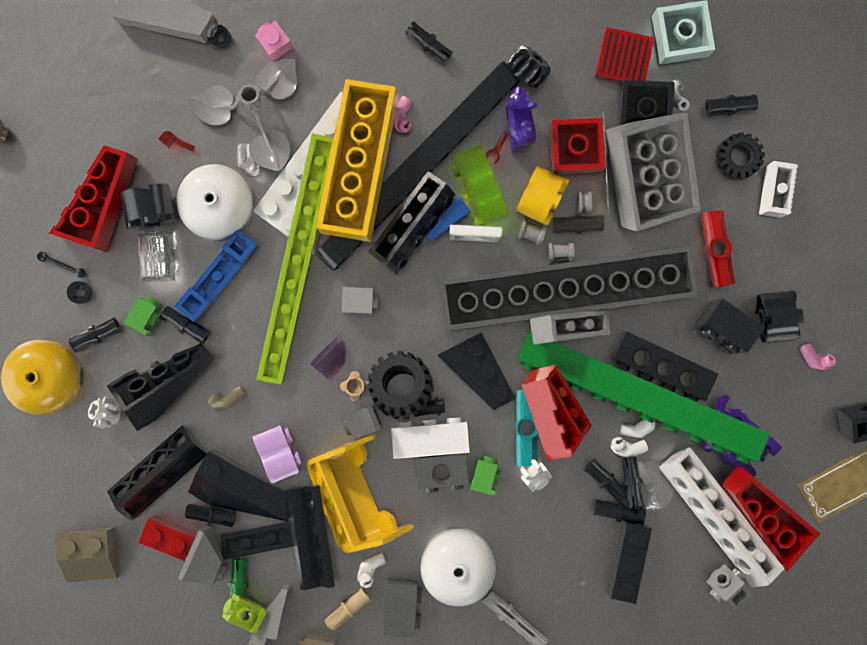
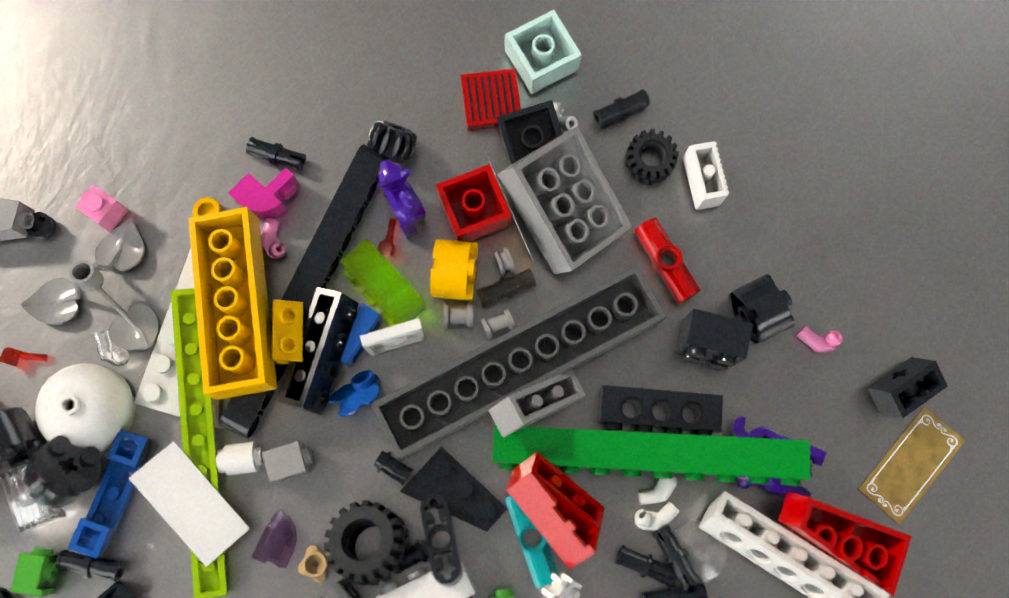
camera: 25 degrees left, 10 degrees down
(186, 247) = (45, 474): none -> black brick
(275, 306) = (189, 503): none -> white sticker
(322, 284) = (239, 458): none -> white brick
(357, 71) = (206, 206): none -> yellow tile
(394, 199) = (287, 331): none -> yellow hinge
(406, 81) = (265, 201): none -> dark pink brick
(433, 266) = (359, 392): none -> blue plate
(437, 334) = (392, 467): none -> black pin
(448, 420) = (453, 560): none -> black beam

